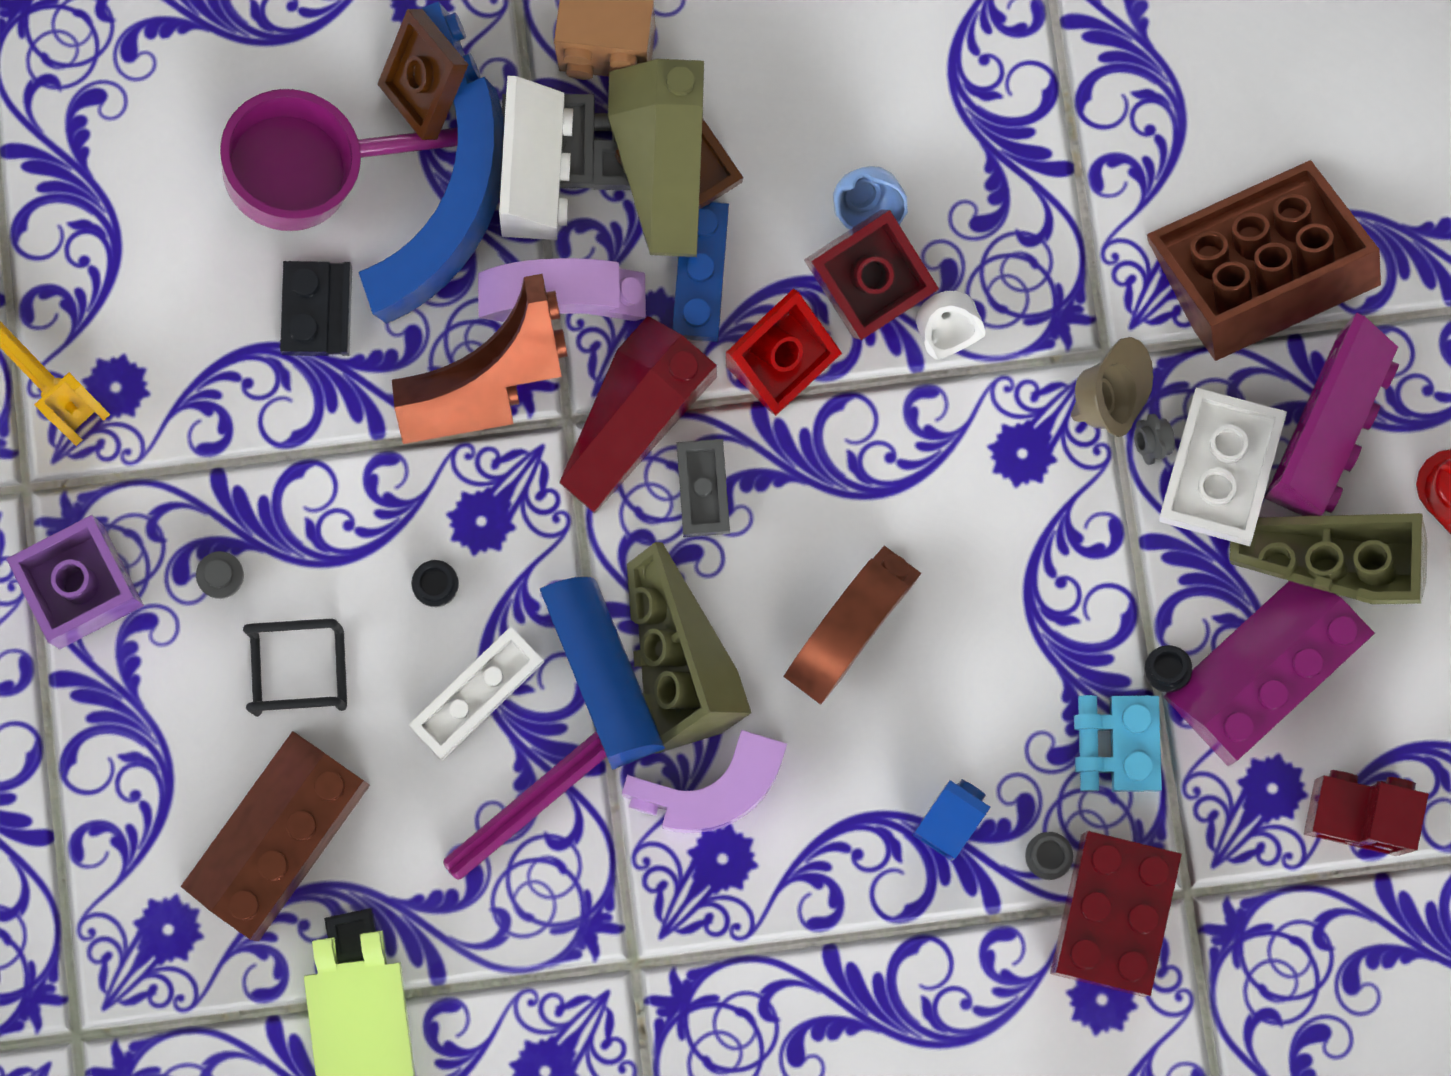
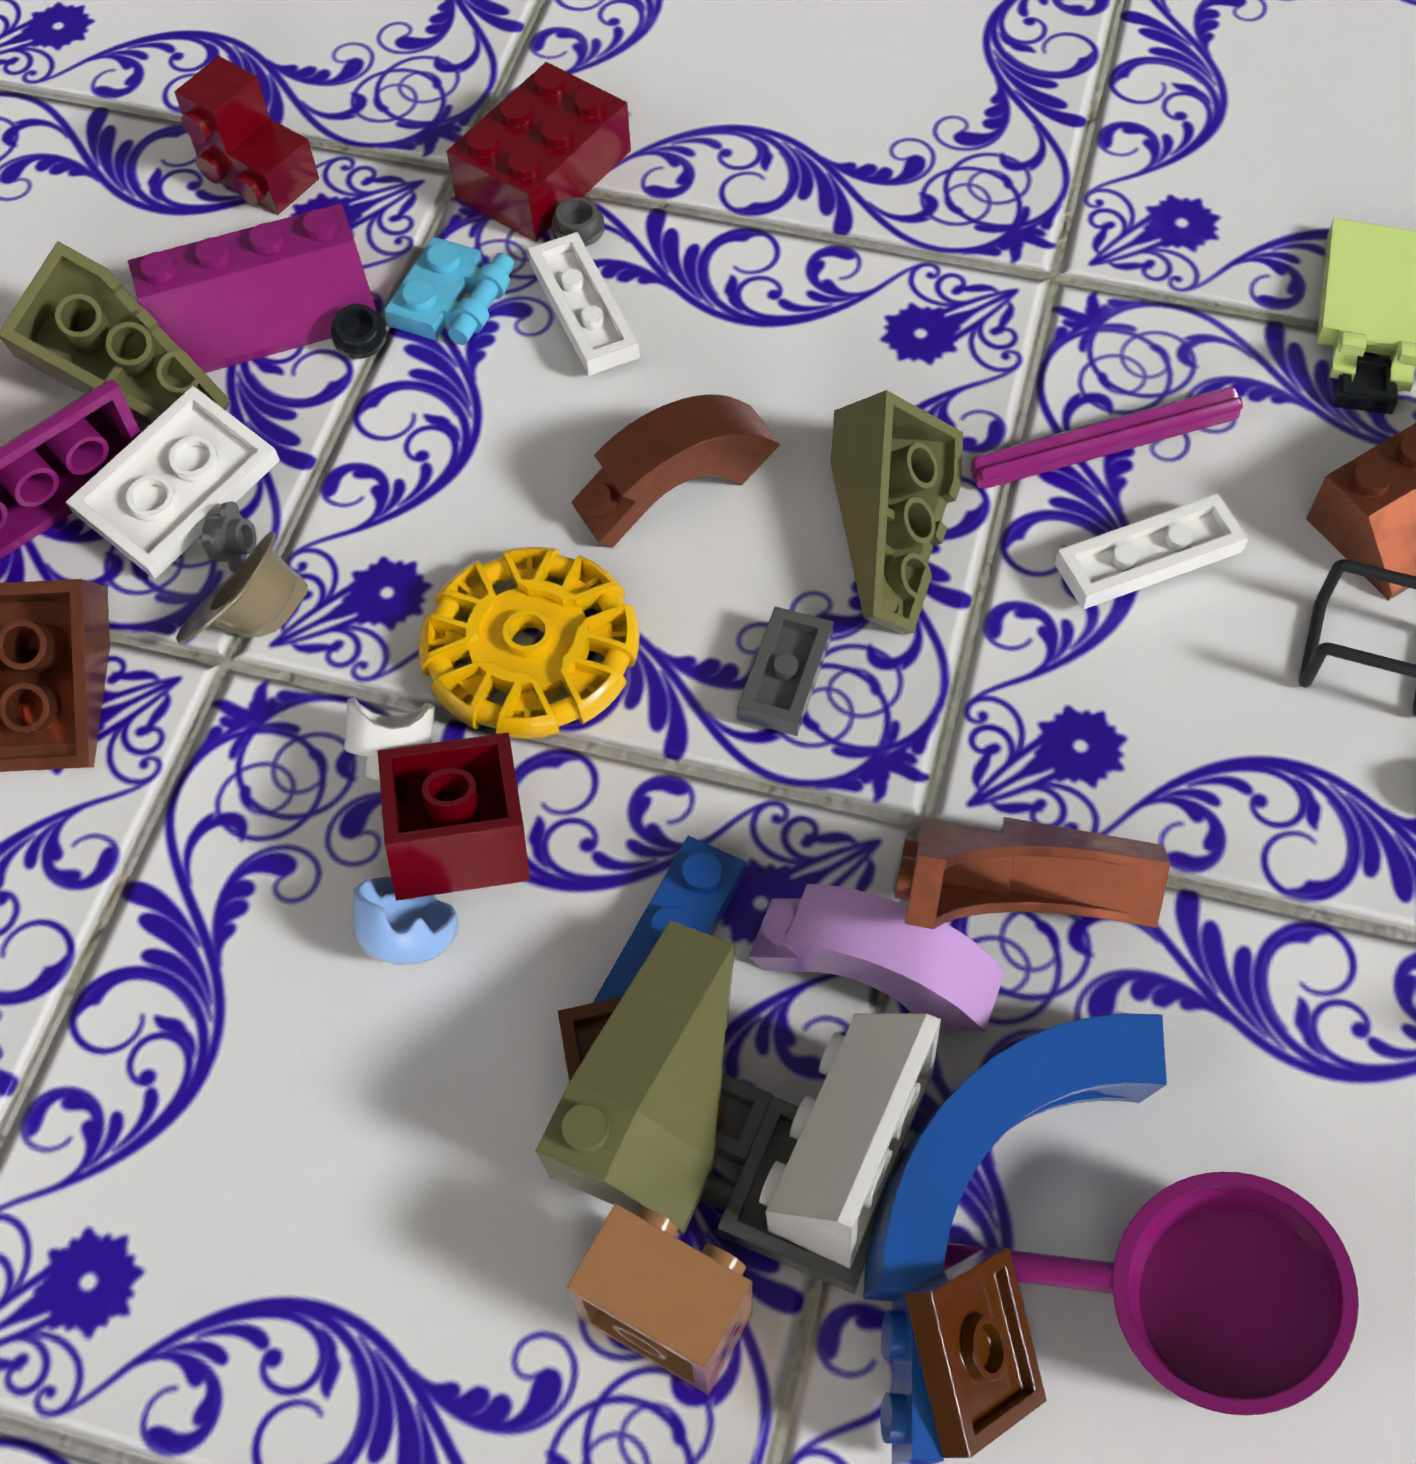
camera: 155 degrees left, 20 degrees down
(316, 308) = (1236, 1090): black plate -> none
(435, 583) = (1166, 685): black plate -> none
(602, 670) = (992, 513): blue brick -> none
(641, 398) = (821, 794): dark red wedge -> none
(721, 803) = (911, 361): lavender arch -> none
(782, 353) = (619, 791): red slope -> none
(887, 471) = (536, 670): none -> yellow plate
(952, 818) = (660, 262): blue slope -> none
(1003, 767) = (583, 303): none -> white plate

